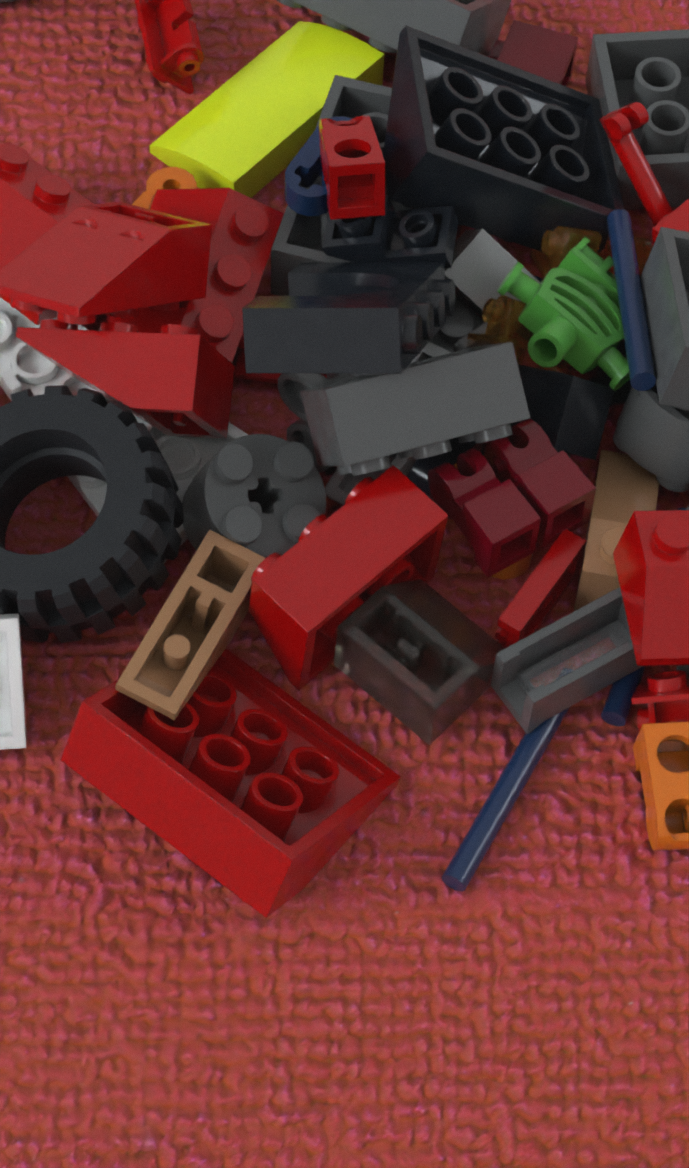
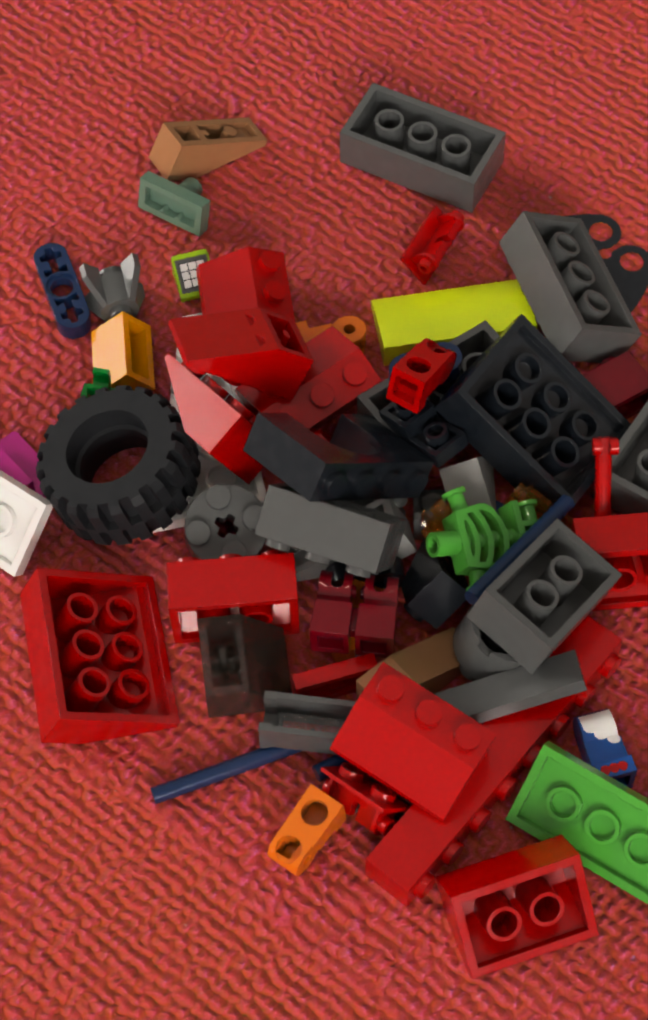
camera: 45 degrees right, 0 degrees up
(192, 626) = (129, 571): medium nougat slope -> none

